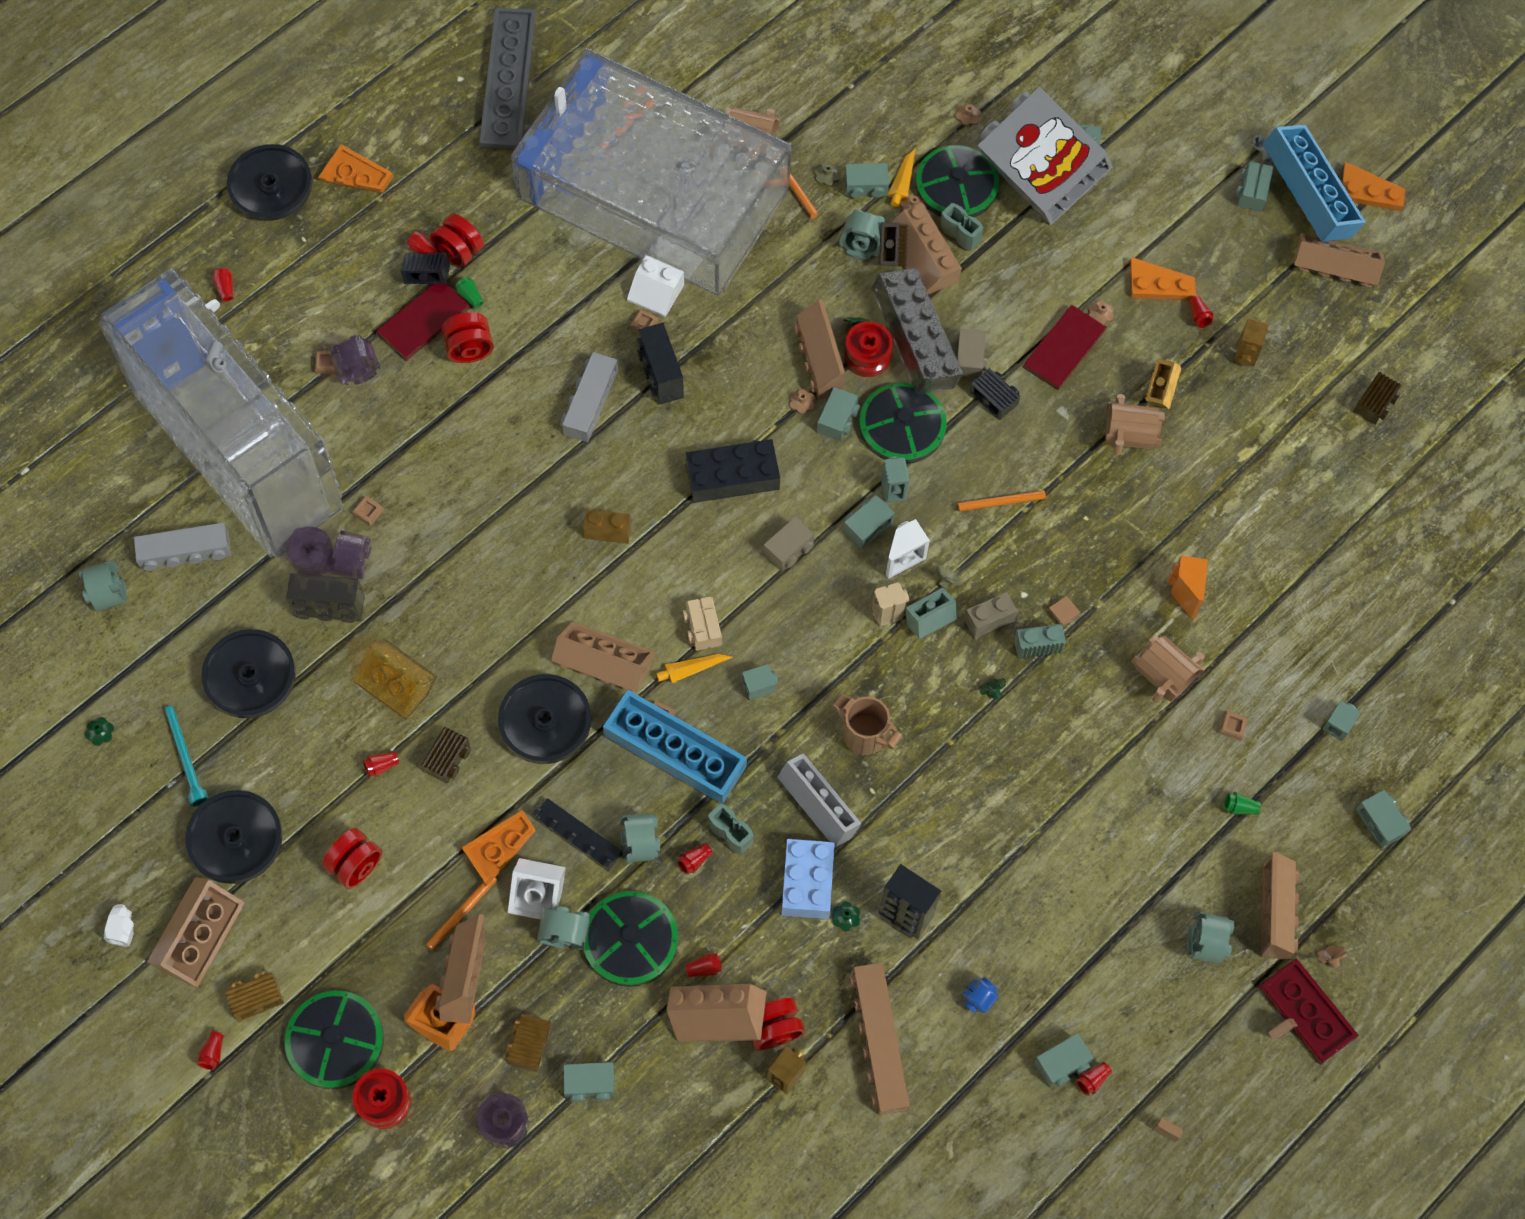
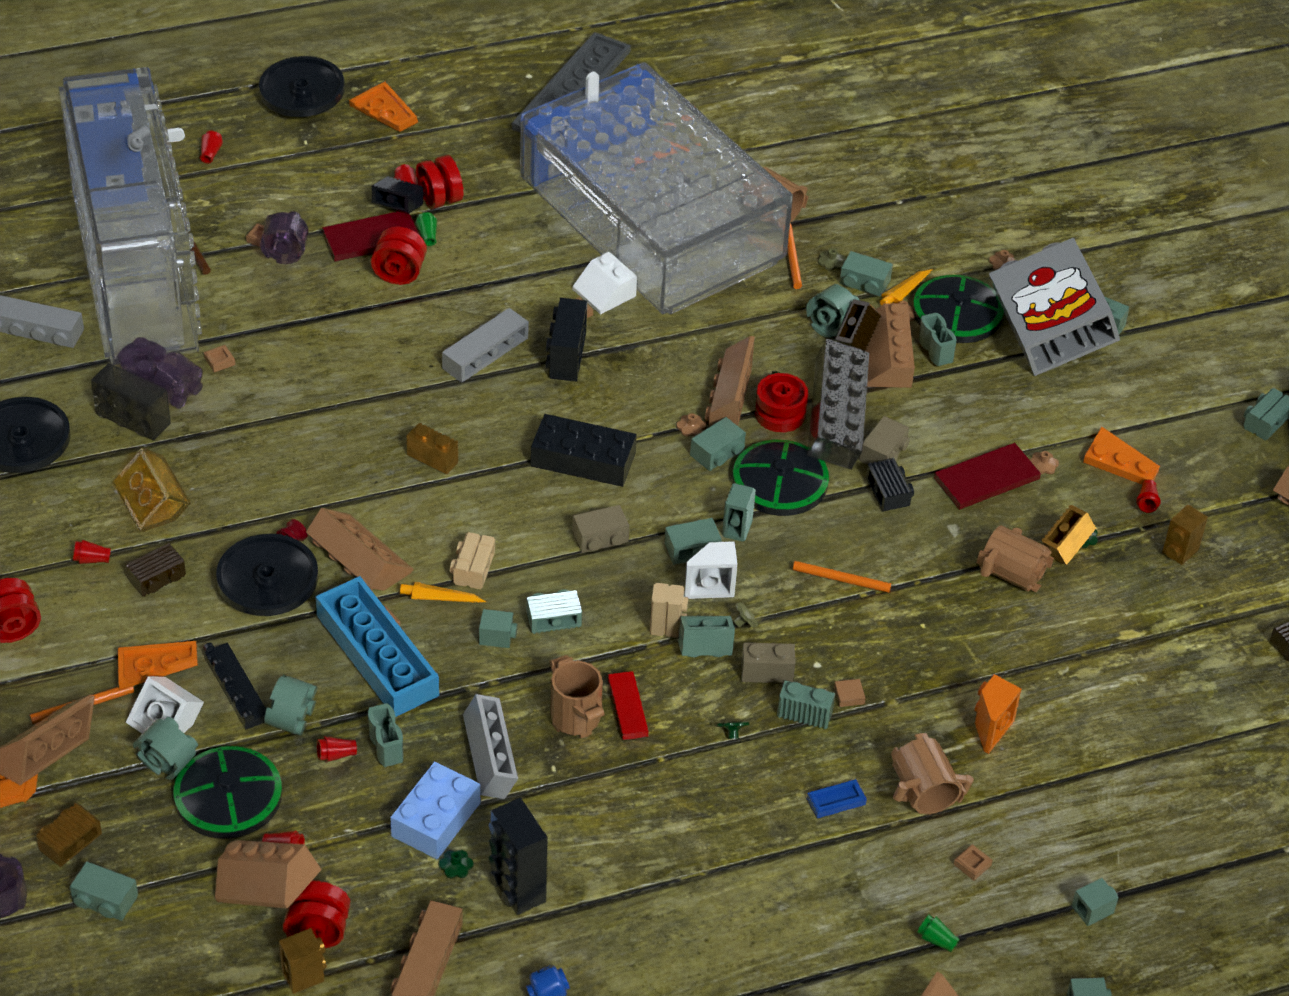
camera: 25 degrees right, 20 degrees down
(538, 665) = (294, 529): none -> dark red wheel
(795, 642) = (554, 611): none -> brick
(900, 705) = (628, 705): none -> red tile
(1104, 716) = (836, 798): none -> blue tile

